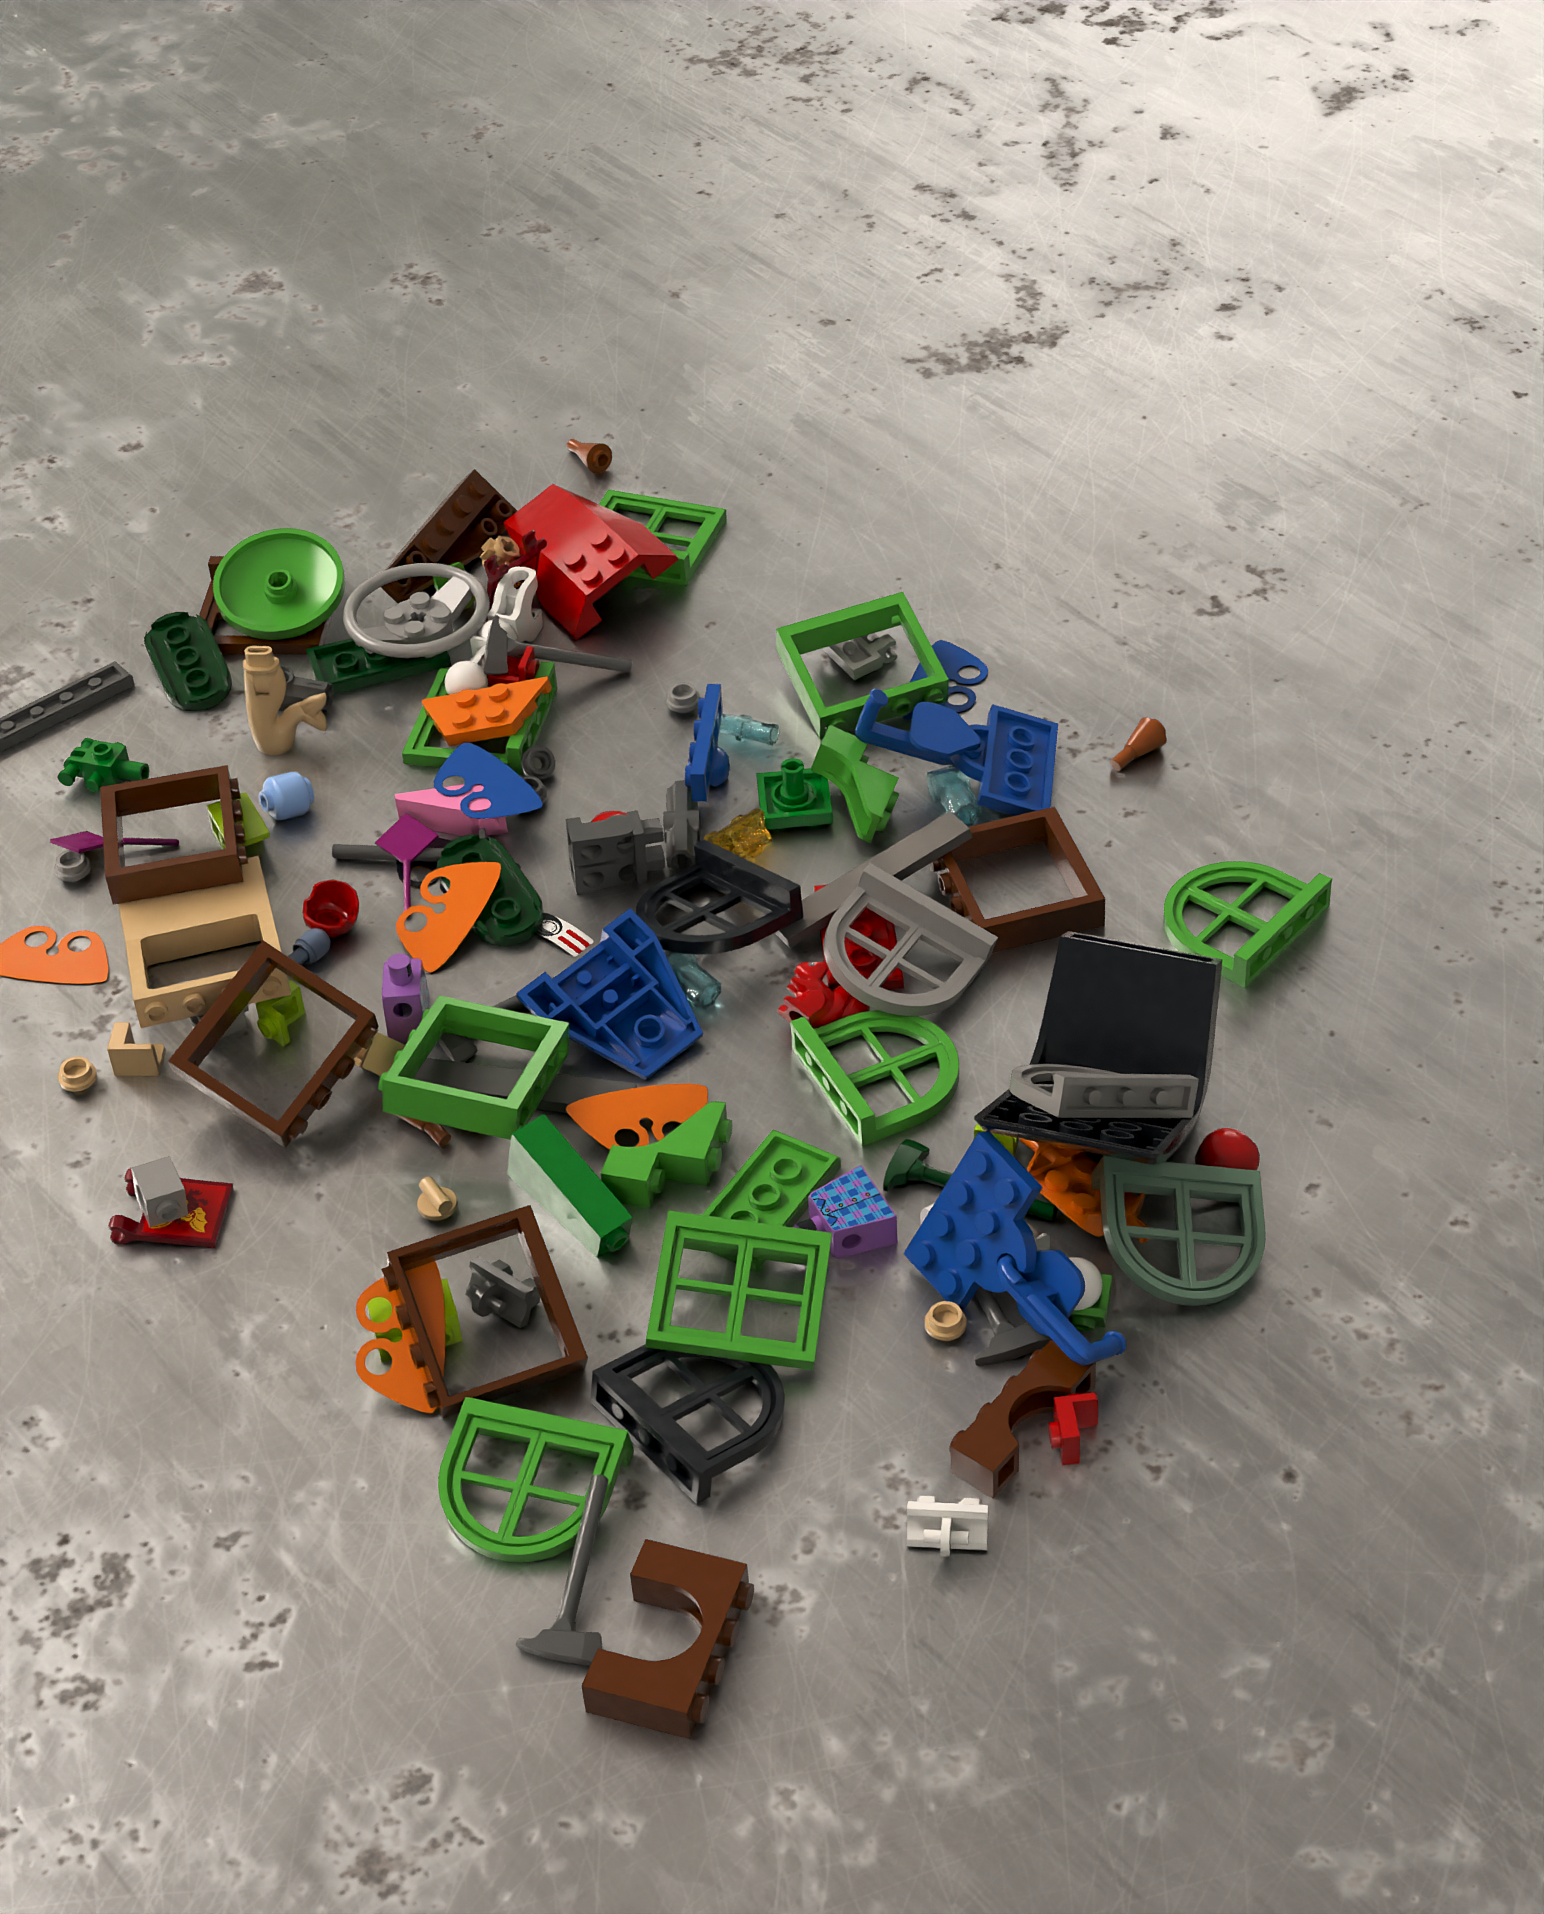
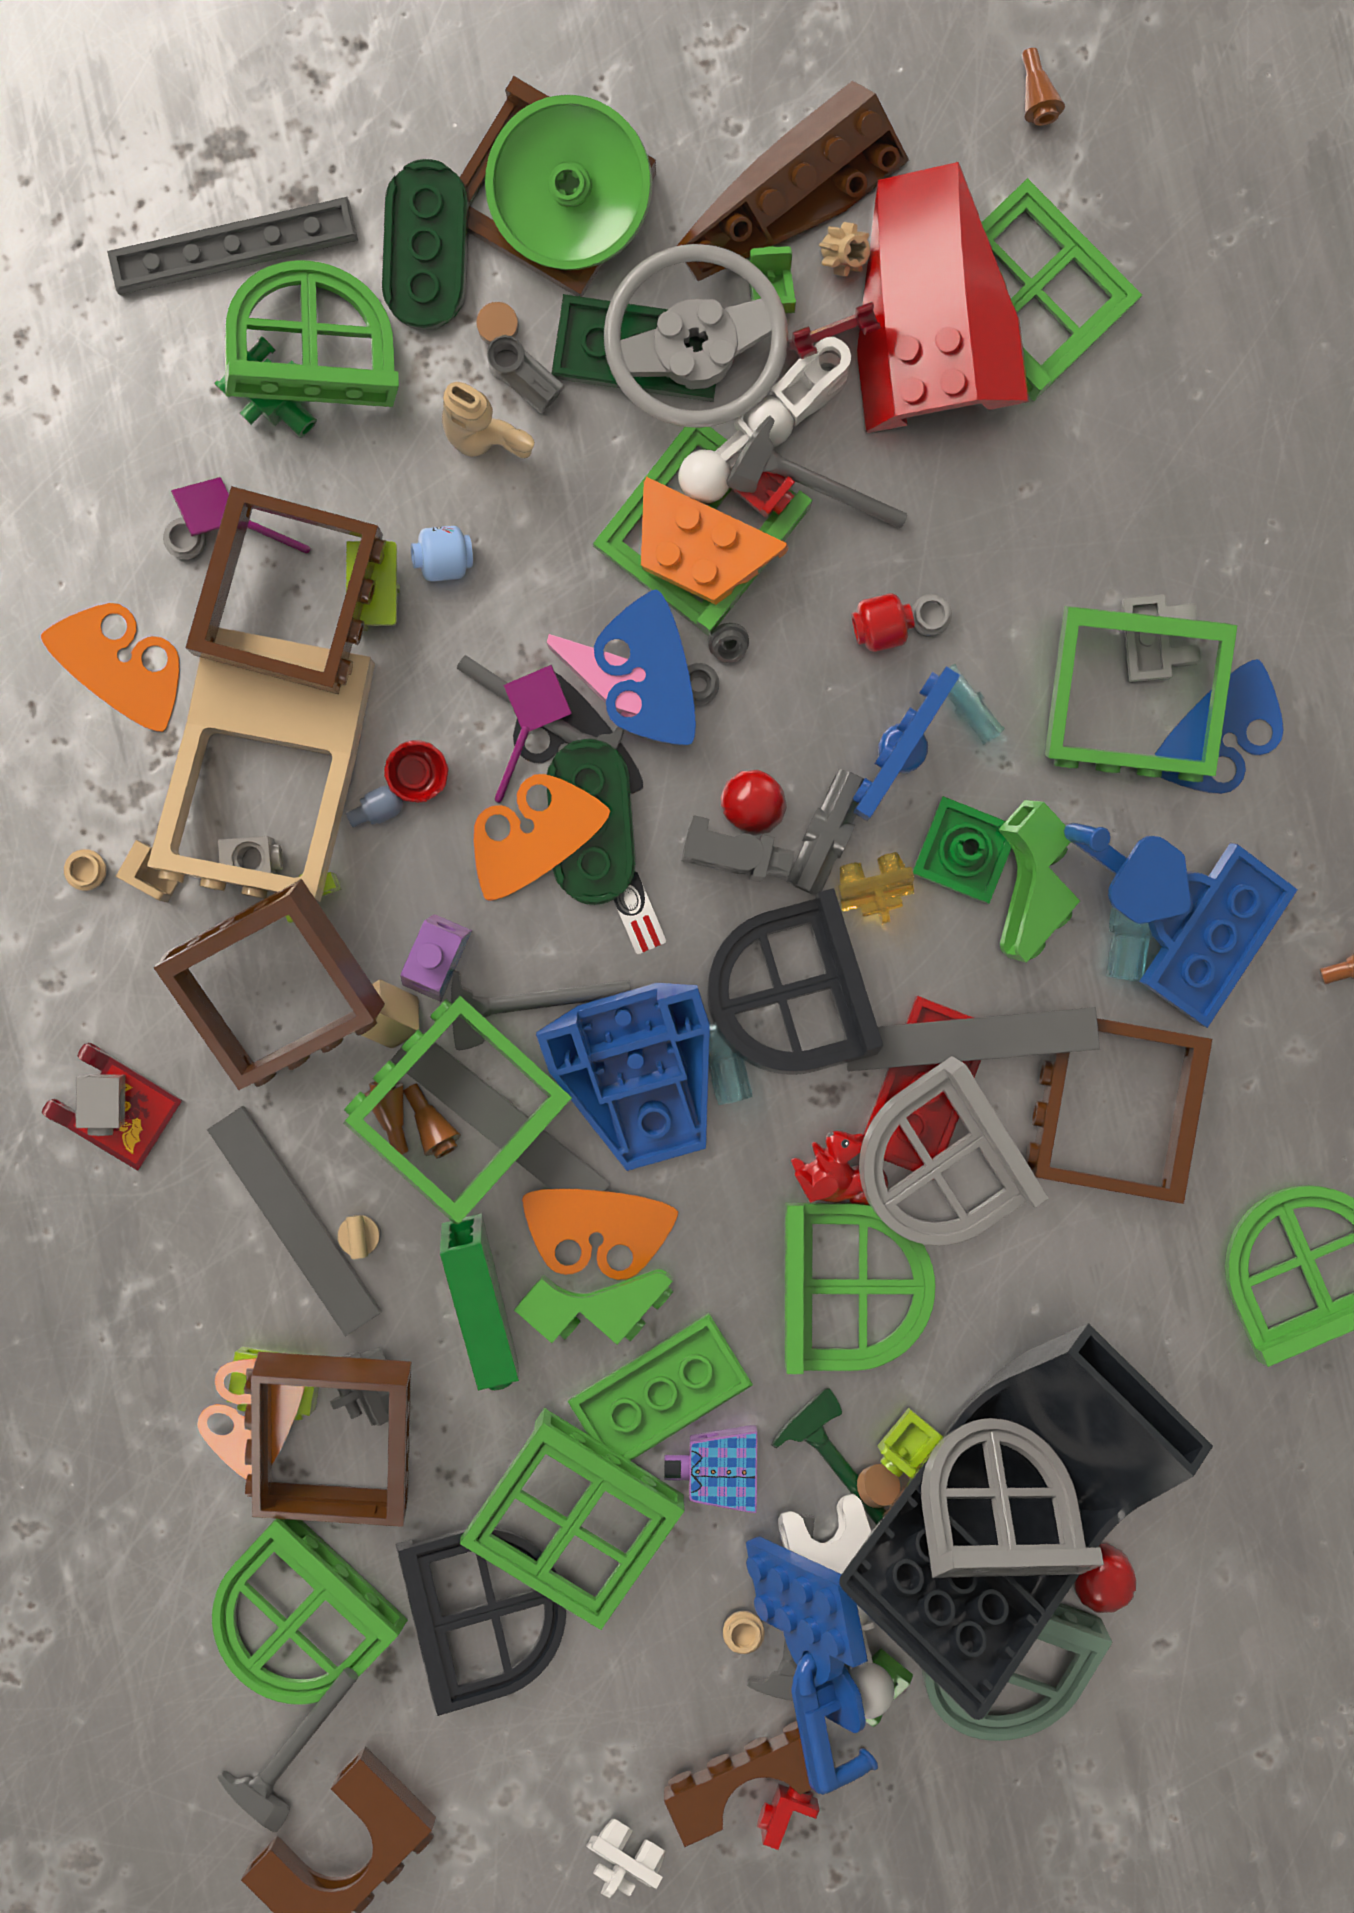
camera: 20 degrees right, 45 degrees up
(148, 723) = (309, 380): none -> bright green window
(361, 1213) = (294, 1220): none -> dark grey tile
(648, 708) = (882, 622): none -> red head

